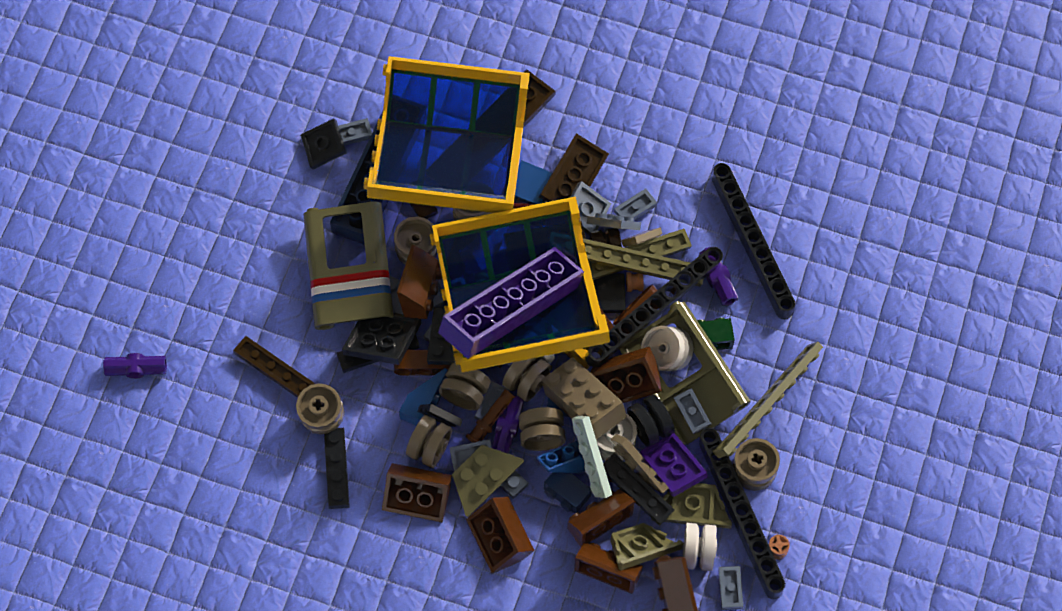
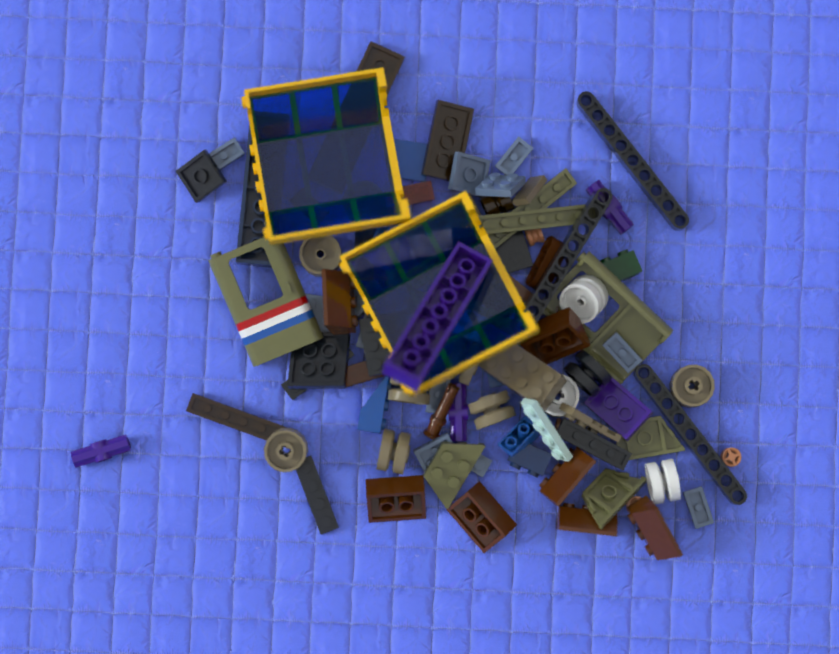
camera: 20 degrees left, 20 degrees up
(440, 415) = (395, 423): black tile -> none
(764, 404) = (688, 321): olive plate -> none

